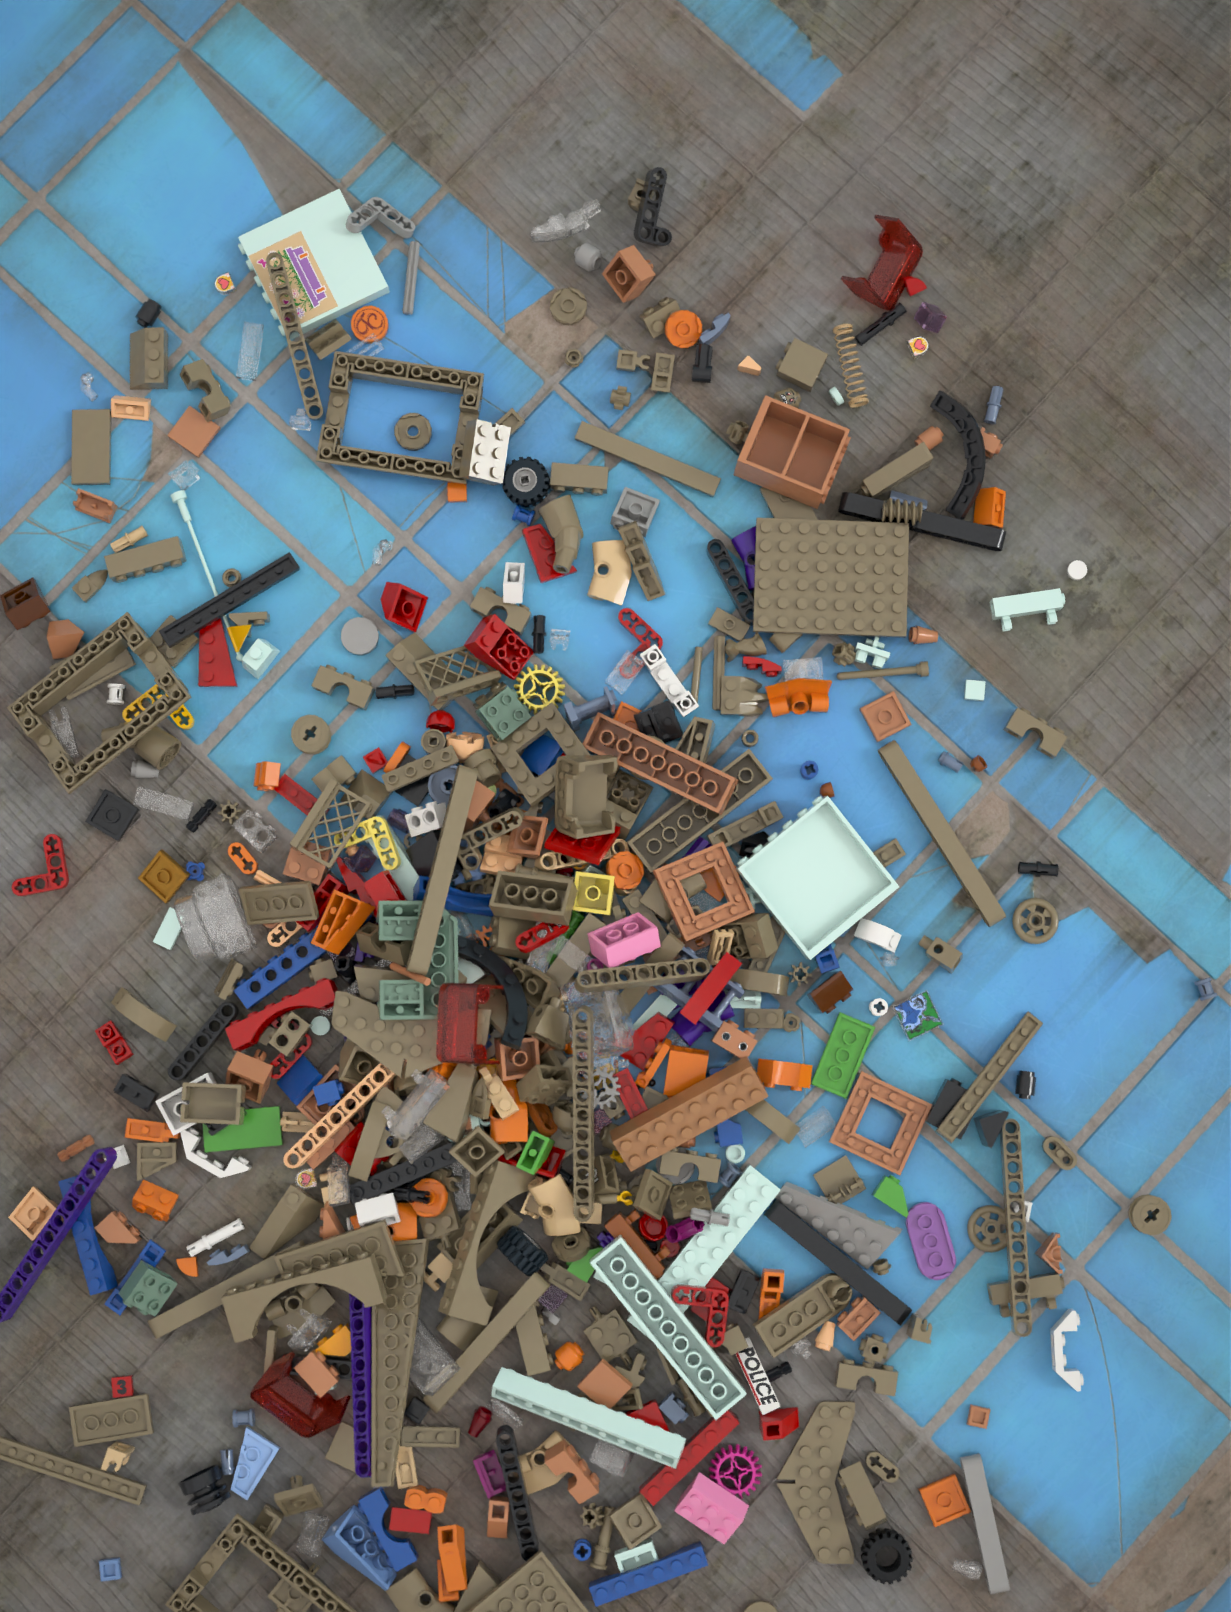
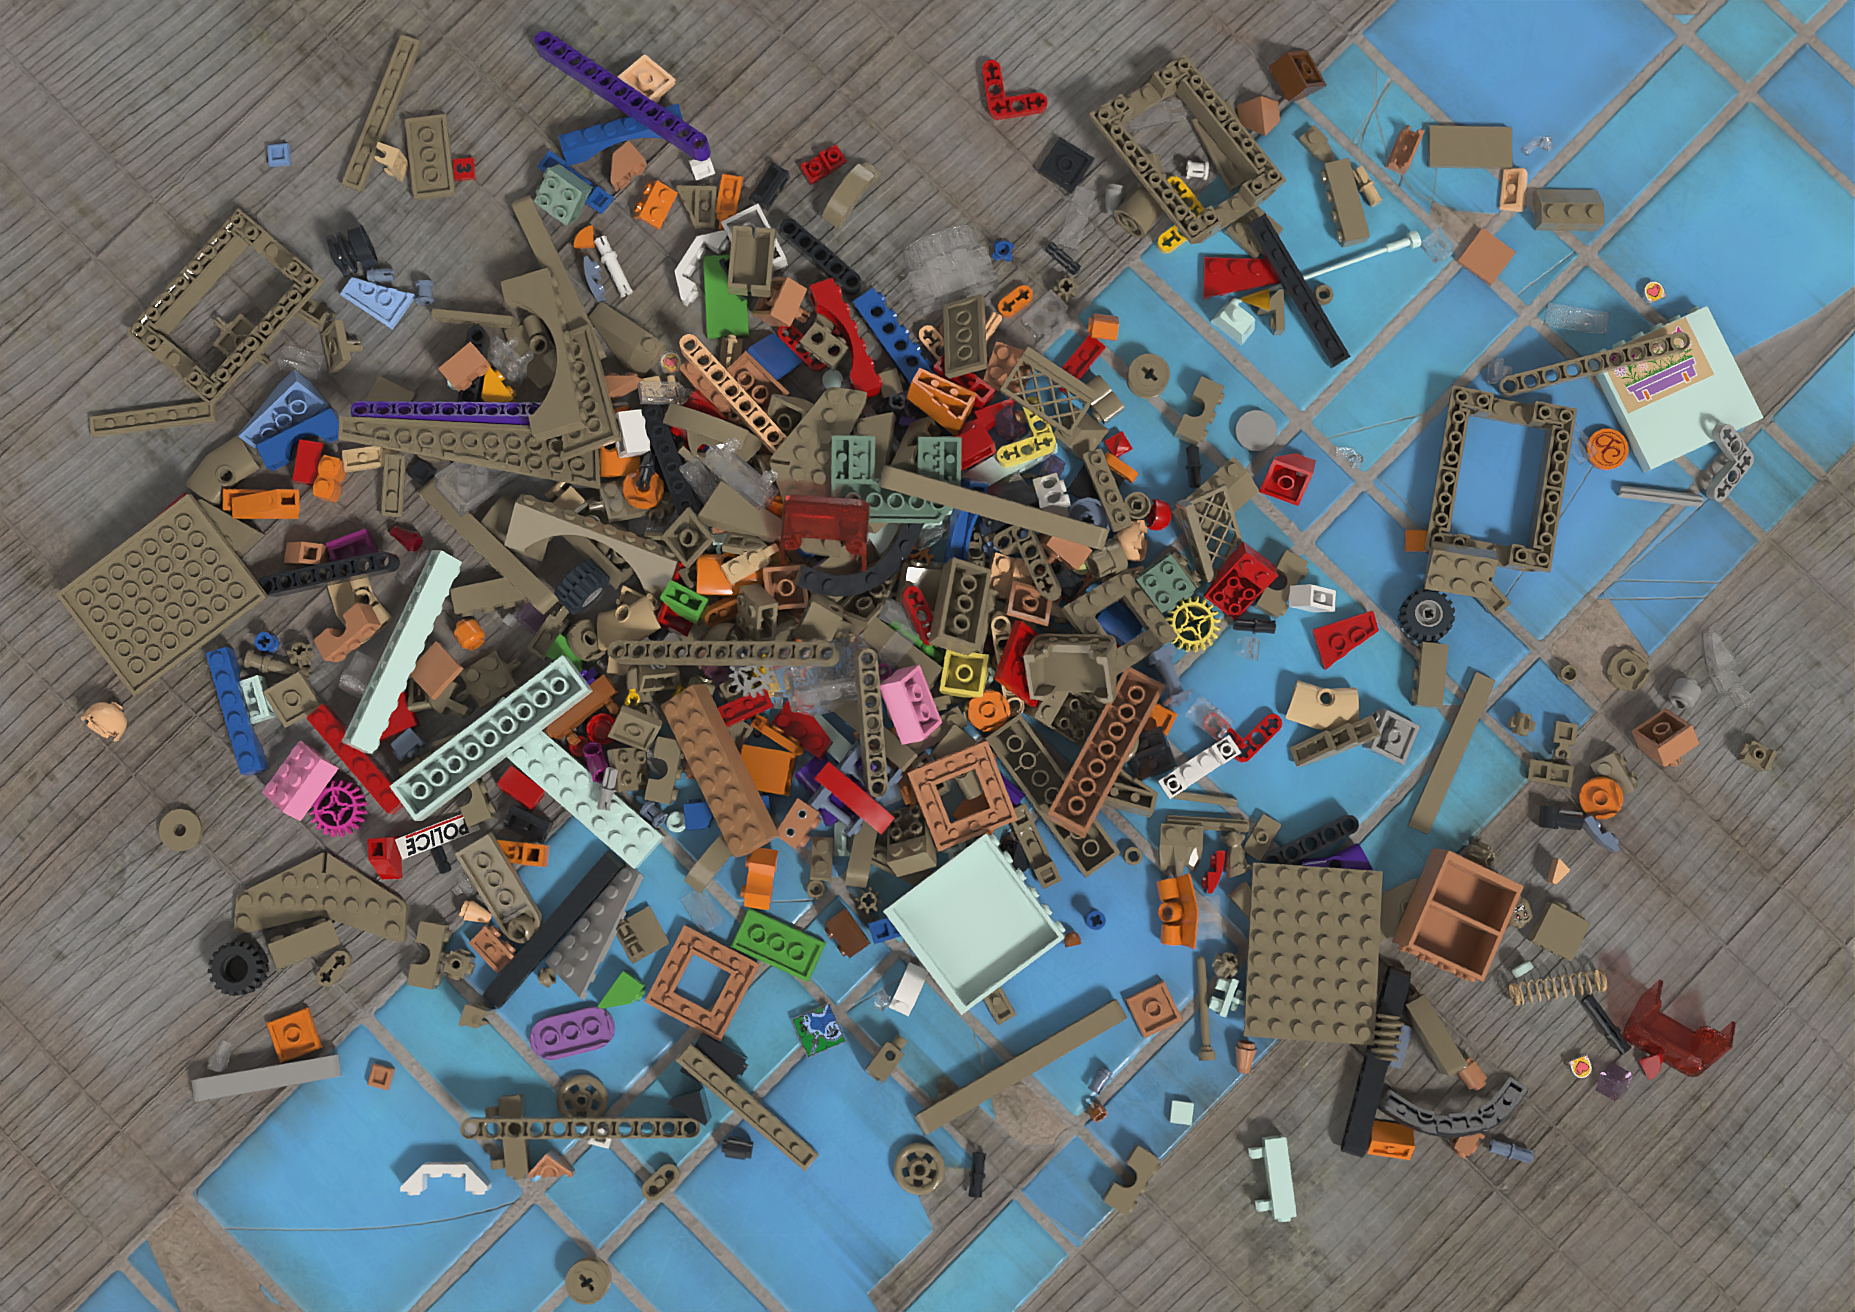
camera: 90 degrees right, 0 degrees up
(75, 1148) = (713, 124): nougat axle -> none
(148, 313) = (1619, 209): black brick -> none
(164, 876) = (998, 218): pearl gold plate -> none
(168, 930) = (937, 221): light aqua tile -> none
(200, 376) = (1548, 262): dark tan arch -> none
(225, 985) = (893, 288): dark tan plate -> none
(293, 1403) = (435, 344): clear red windscreen -> none
(328, 339) = (1590, 402): dark tan slope -> none
(329, 1092) = (758, 384): blue brick -> none
(416, 442) = (1472, 497): dark tan tile -> none
(417, 977) = (876, 477): nougat bar -> none
(523, 515) = (1388, 612): blue bush -> none
(566, 530) = (1371, 658): dark tan piece -> none
(654, 207) = (1744, 768): black beam -> none
(708, 1301) = (516, 786): red beam -> none
(717, 945) = (905, 805): tan tile -> none
(882, 1003) = (824, 990): white bush -> none
(1077, 570) = (1317, 1238): white tile -> none

